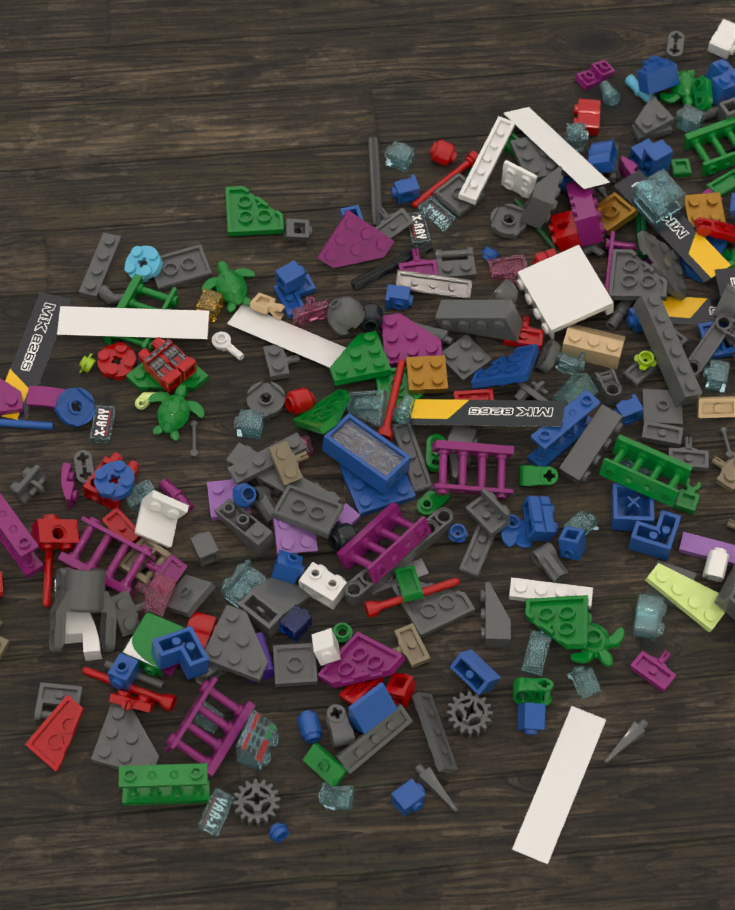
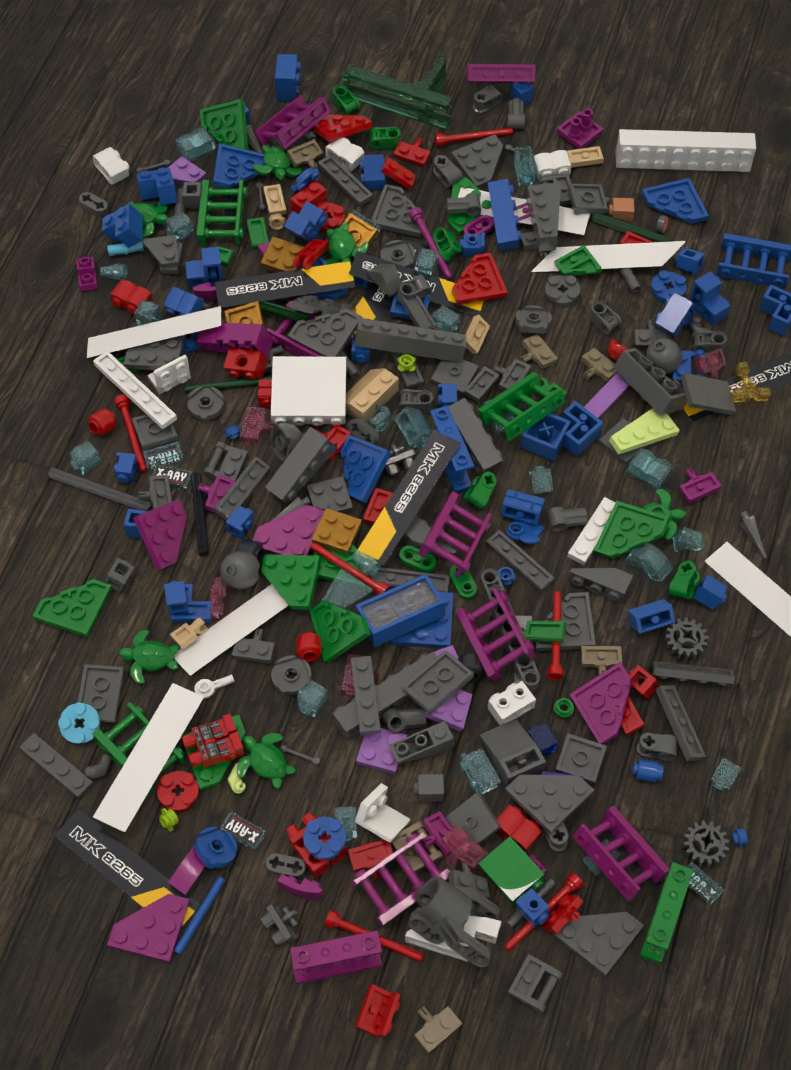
camera: 65 degrees left, 0 degrees up
(56, 733) = (570, 998): red wing -> none
(65, 529) = (355, 915): red brick -> none
(175, 493) = (357, 793): magenta pin -> none
(181, 648) = (543, 839): blue brick -> none
(211, 302) = (159, 681): clear yellow brick -> none
(244, 495) = (396, 728): blue rock -> none
(256, 741) = (648, 820): clear light blue slope -> none
(286, 462) = (381, 678): dark tan plate -> none
(287, 567) = (482, 724): blue brick -> none
(325, 765) = (690, 772): green plate -> none
(326, 646) = (578, 724): white brick -> none
(371, 709) = (657, 711): blue slope -> none
(408, 797) = (747, 718): blue brick -> none
(428, 778) = (734, 695): dark grey piece -> none
(489, 513) = (503, 540): dark grey bracket -> none
(542, 200) = (206, 363): dark grey slope -> none
(572, 543) = (559, 491): blue brick -> none
(658, 196) = (256, 277): clear light blue brick -> none
(703, 93) = (164, 201): green plate -> none
(716, 564) = (629, 397): white brick -> none
(729, 454) = (525, 345): dark grey hinge -> none

